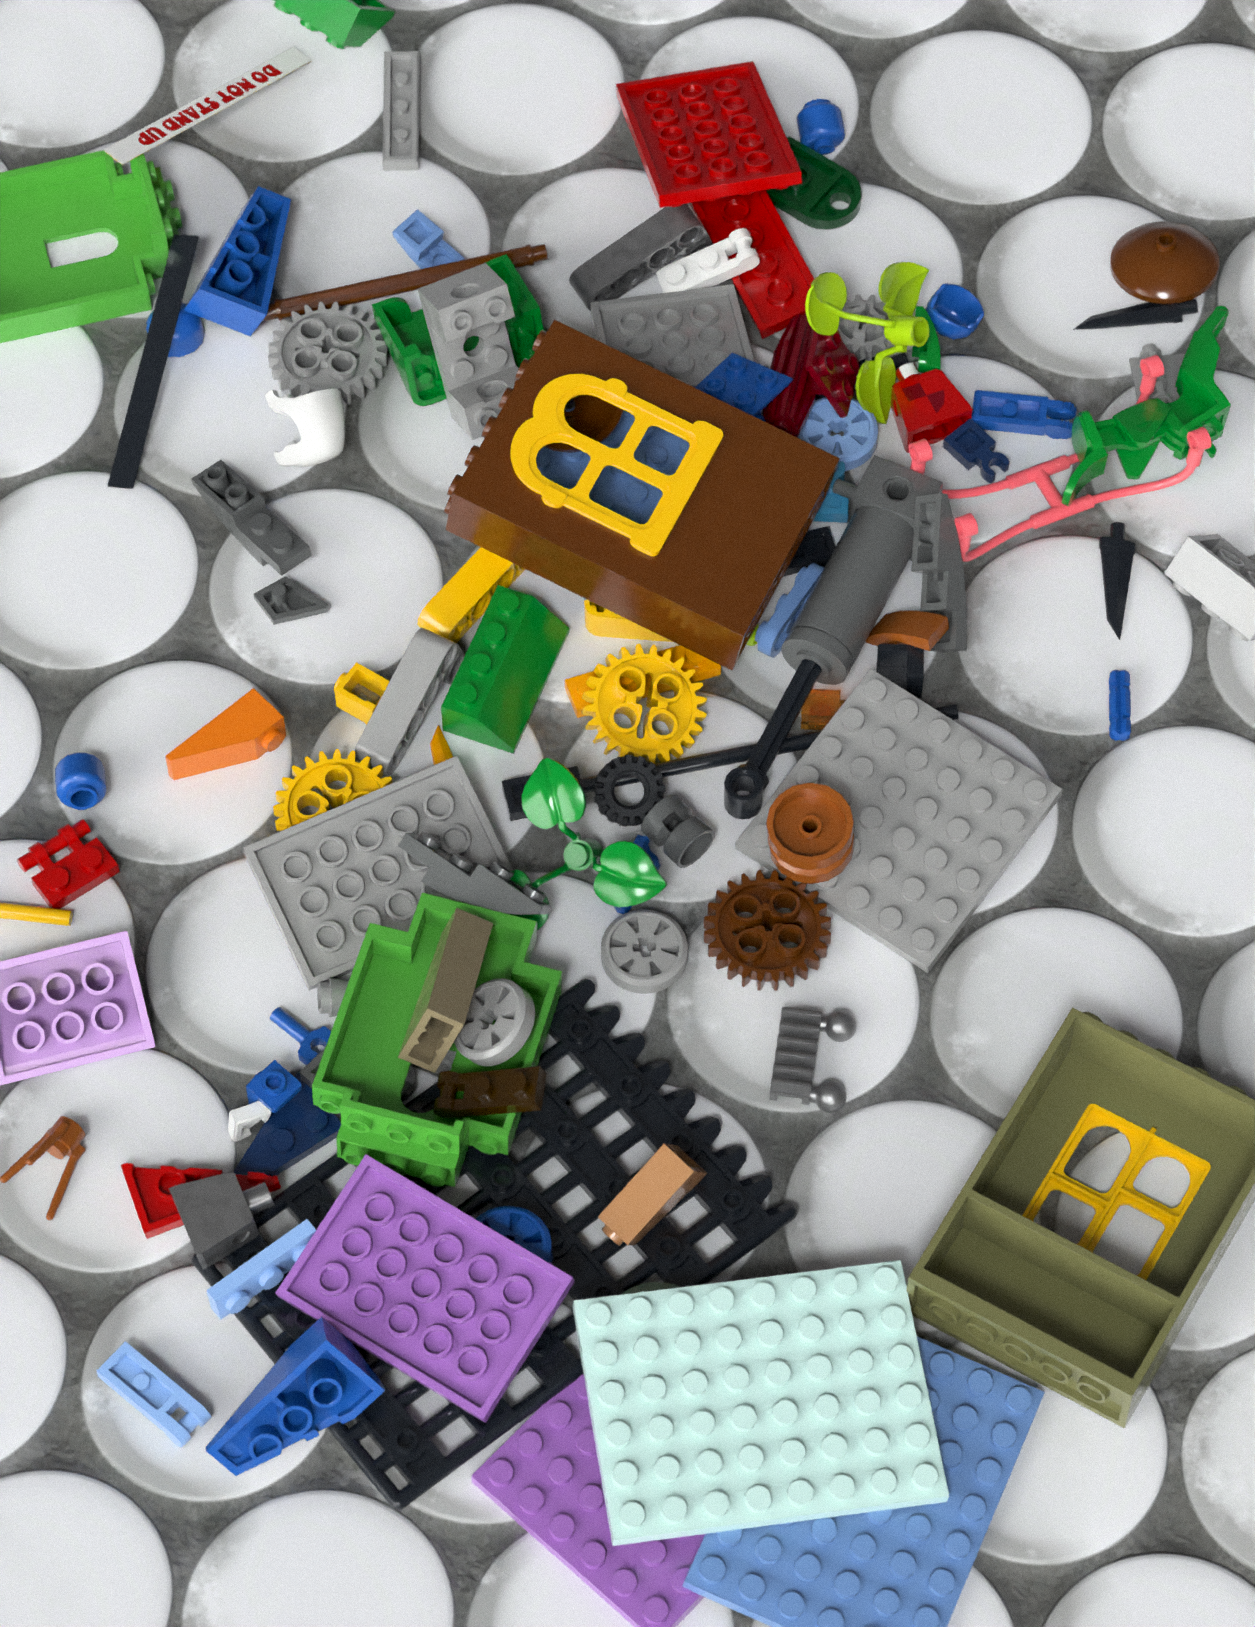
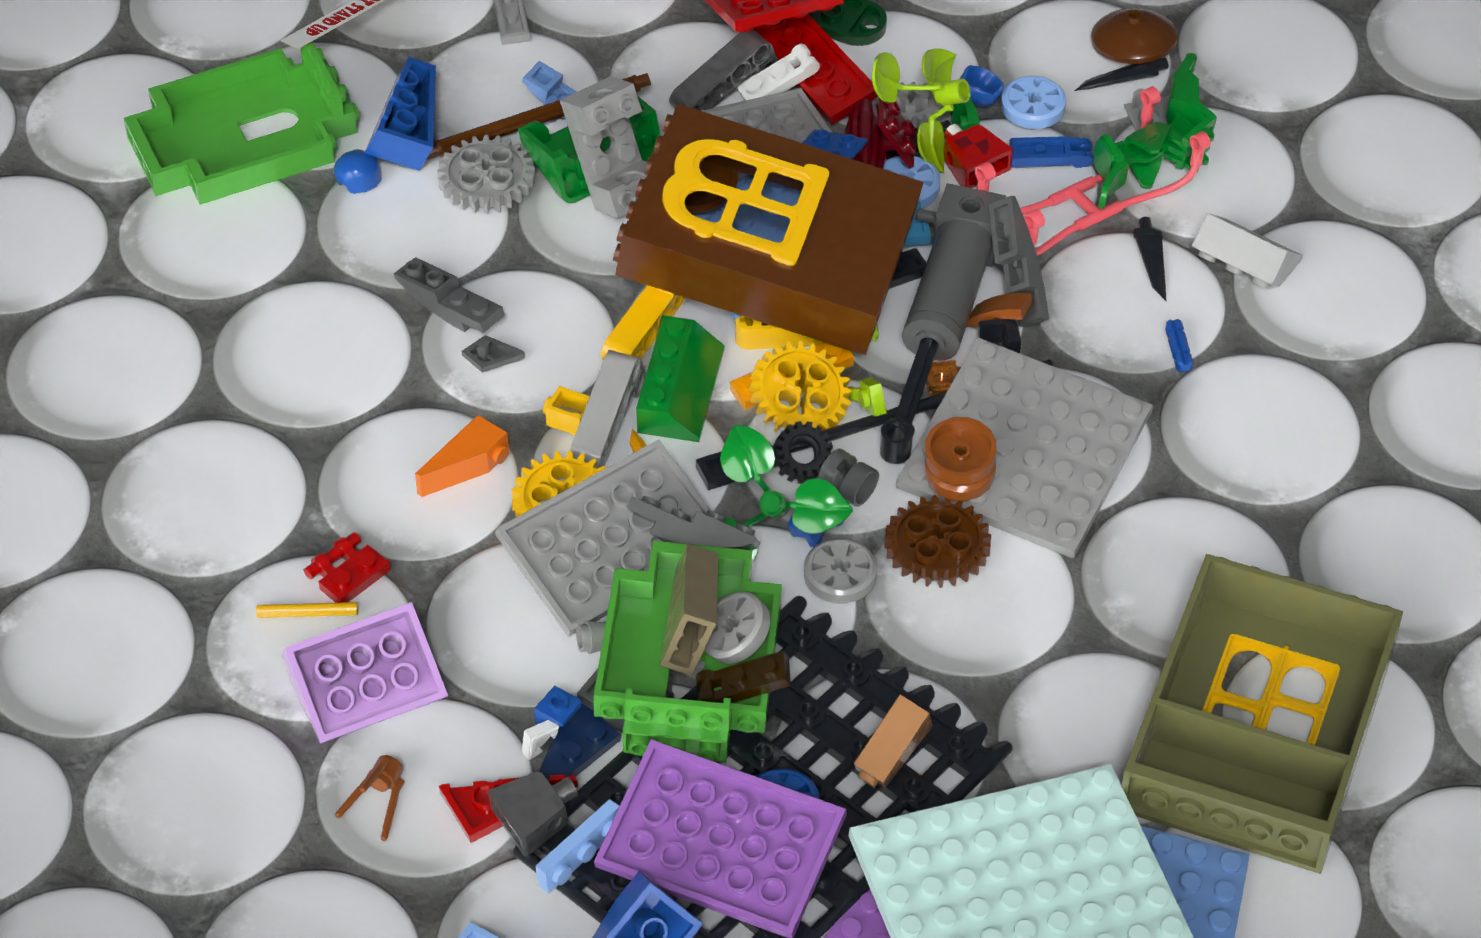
camera: 10 degrees left, 10 degrees down
(80, 780) = (346, 503): blue head -> none
(153, 361) = (345, 194): black sticker -> none
(306, 1038) = (574, 672): blue bar -> none
(320, 423) = (494, 218): white piece -> none
(724, 726) = (869, 396): none -> lime plate
(774, 632) = (892, 326): medium blue plate -> none
(797, 1056) = (983, 630): flat silver gear -> none
(973, 447) = (1019, 178): dark blue plate -> none
(1021, 358) = (1018, 99): none -> light blue wheel

